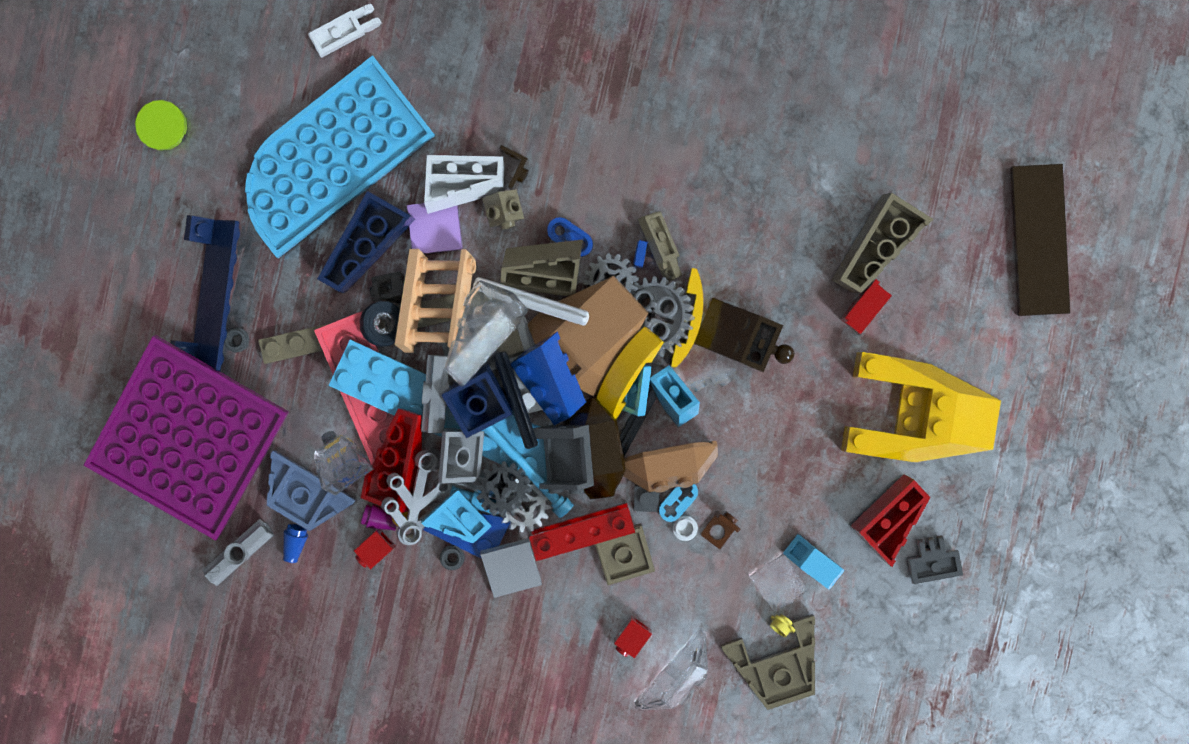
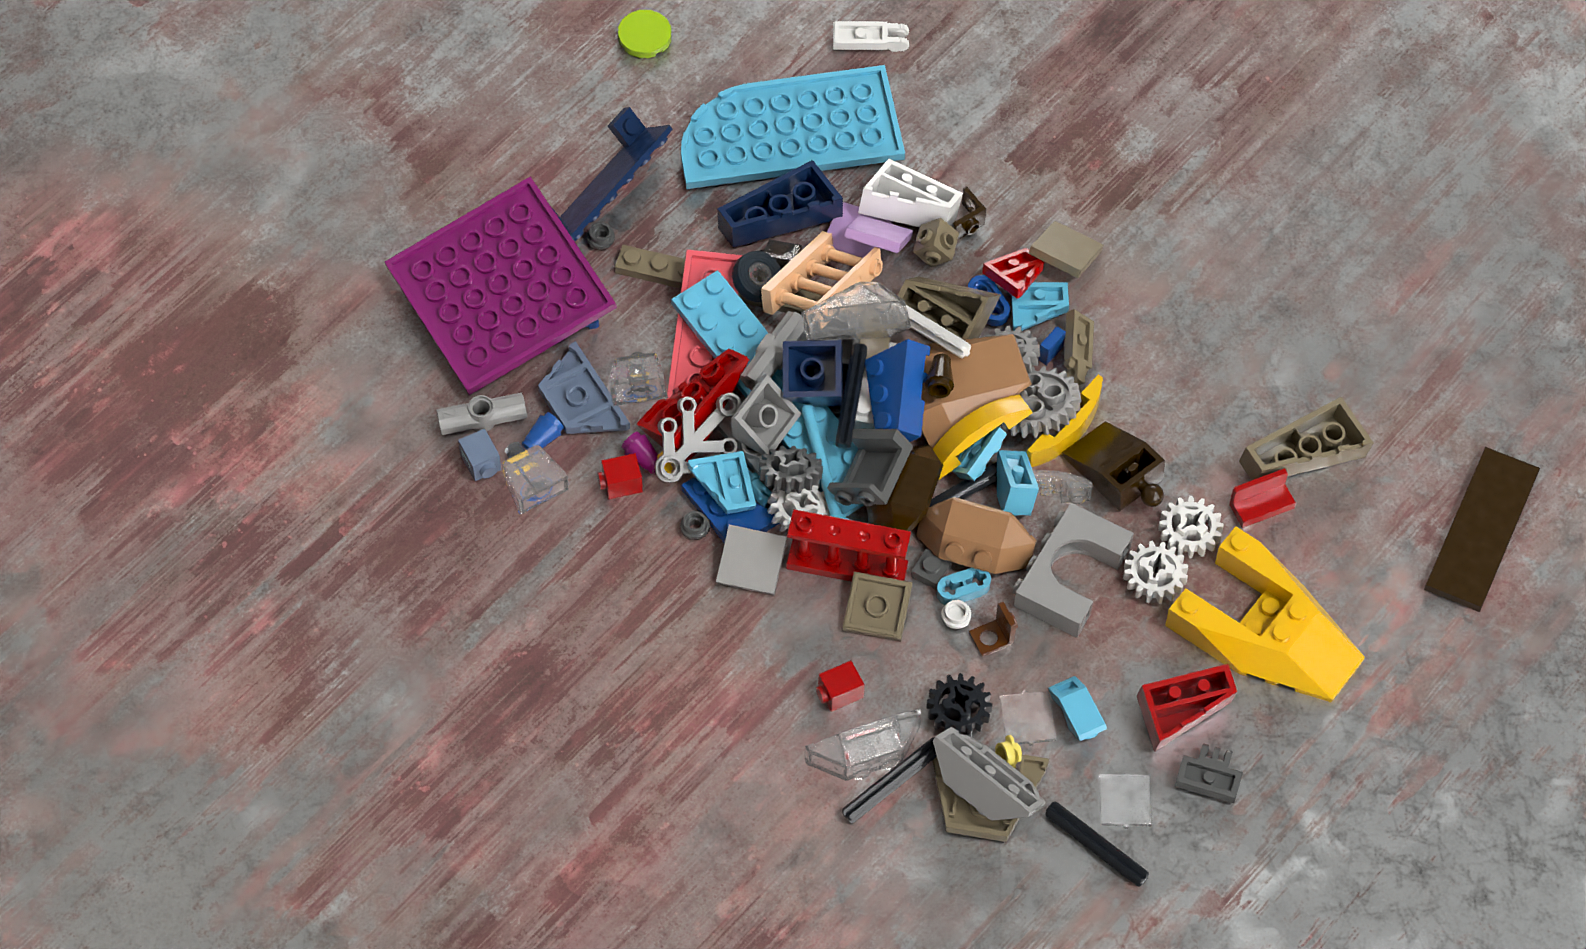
camera: 25 degrees right, 30 degrees down
(258, 588) = (480, 455): none -> sand blue brick
(306, 585) = (532, 476): none -> clear torso
(456, 231) = (878, 234): none -> lavender tile
(577, 350) = (940, 377): none -> dark brown cone
(579, 202) = (1014, 271): none -> red wing
(607, 157) = (1066, 249): none -> dark tan tile
(609, 219) = (1039, 303): none -> medium azure wing
(710, 693) = (890, 782): none -> axle
(720, 614) = (966, 696): none -> black gear
(738, 413) = (1074, 533): none -> light grey arch
(784, 666) = (984, 778): none -> light grey wedge
(818, 426) = (1142, 565): none -> white gear
(820, 372) = (1195, 535): none -> white gear
(878, 660) = (1097, 843): none -> black axle
(881, 612) = (1125, 800): none -> clear piece

